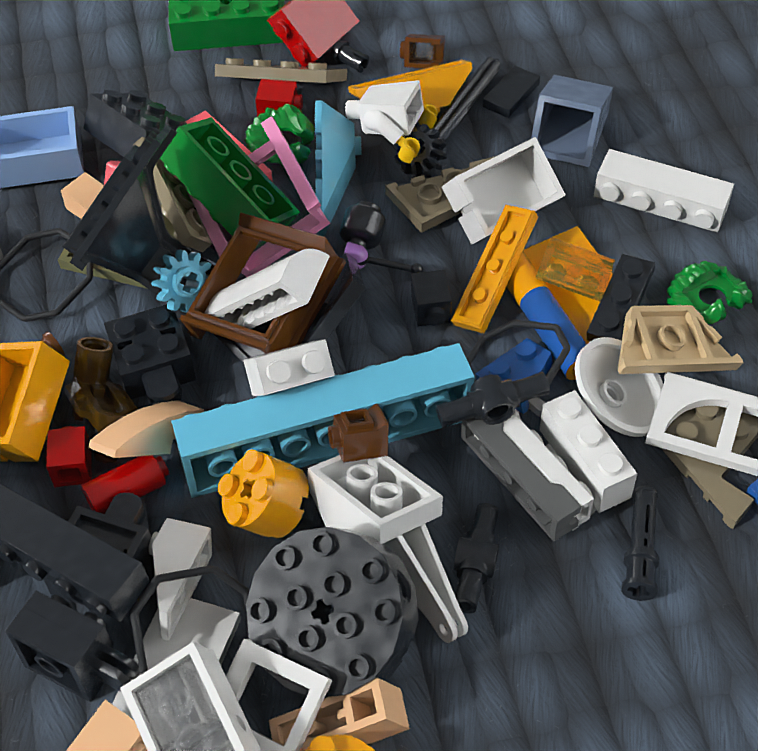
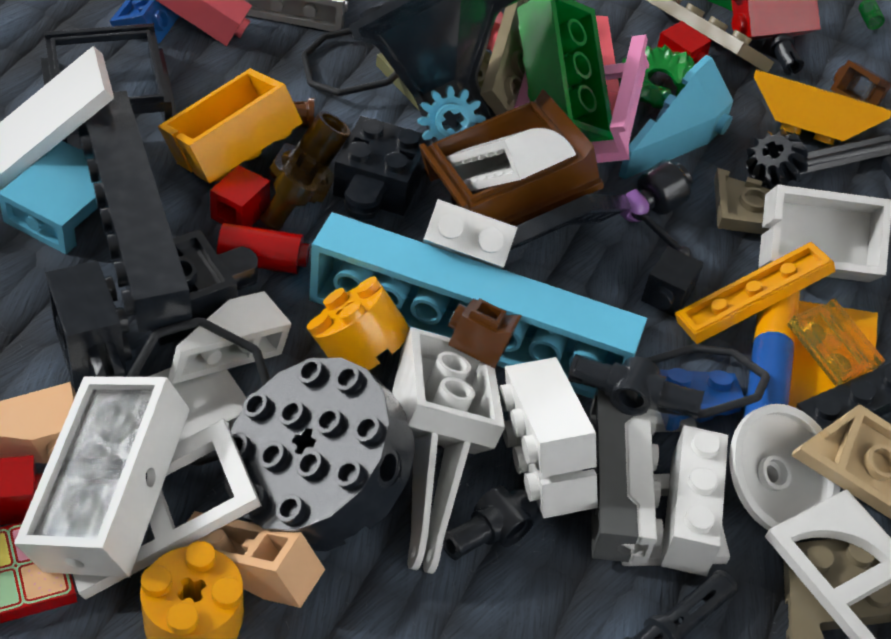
camera: 30 degrees right, 5 degrees down
(142, 431) = (302, 209): light nougat slope -> none
(393, 112) = (775, 106): white torso -> none
(471, 477) = (549, 437): none -> white piece

